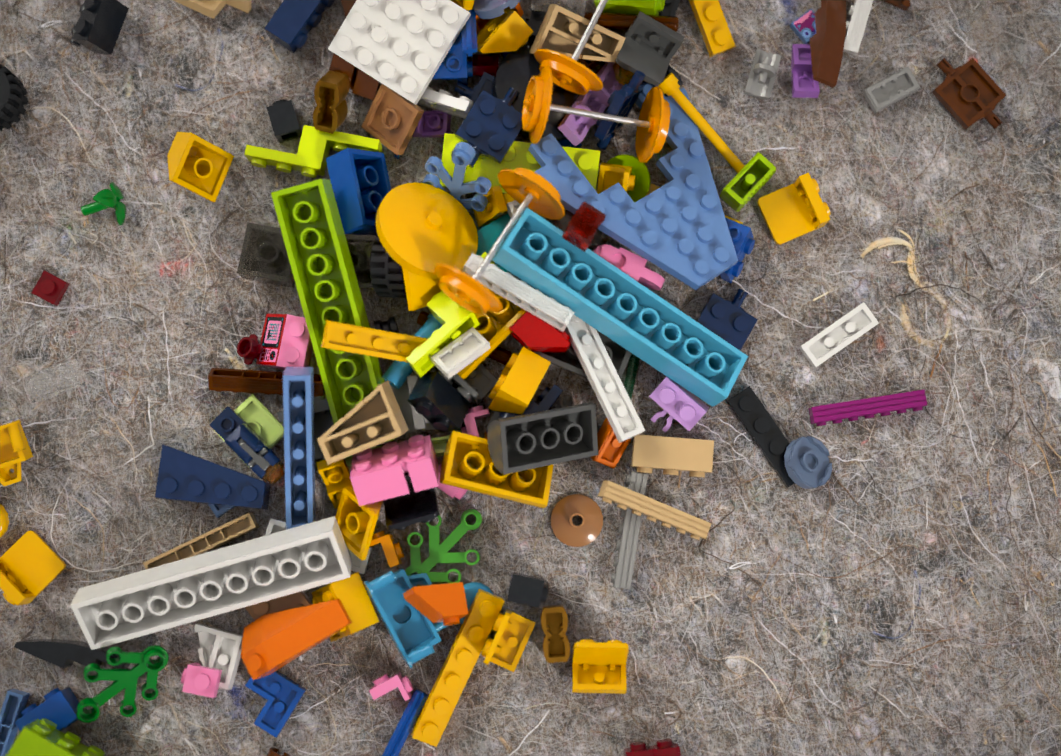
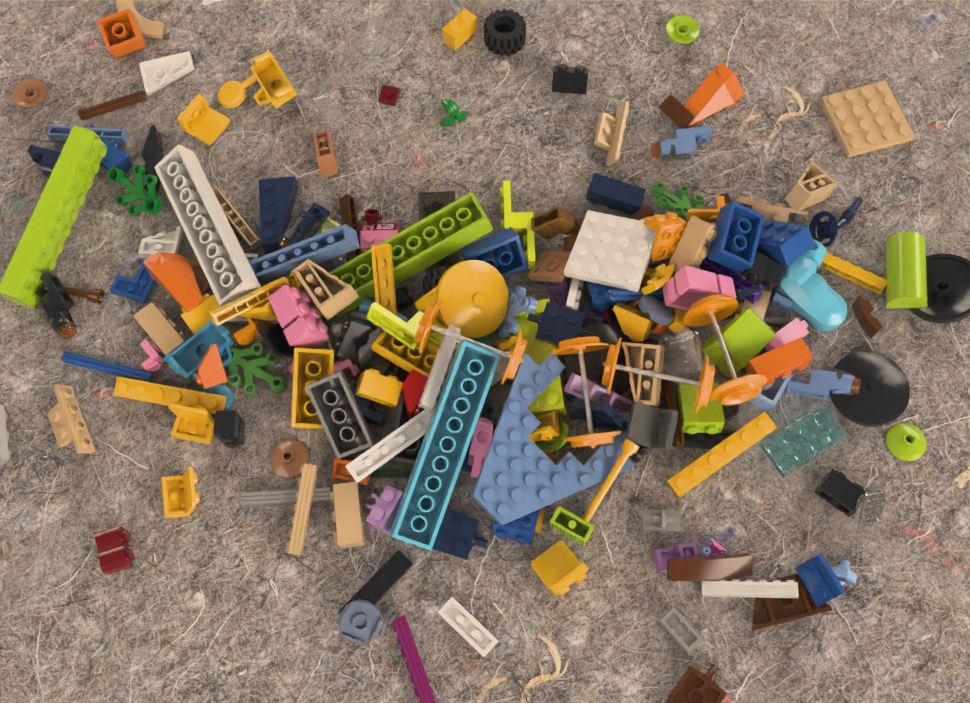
camera: 80 degrees right, 15 degrees down
(127, 396) = (325, 153): none -> nougat slope
(198, 165) = (489, 157): yellow slope -> none
(201, 680) = (142, 236): bright pink bracket -> none
(284, 120) = (535, 201): black brick -> none
(354, 533) = (246, 302): none -> yellow piece
(357, 668) = (160, 329): none -> tan brick
(460, 352) = (388, 339): white plate -> none
(555, 641) = (205, 454): pearl gold brick -> none
(583, 226) = (495, 397): clear red bracket -> none

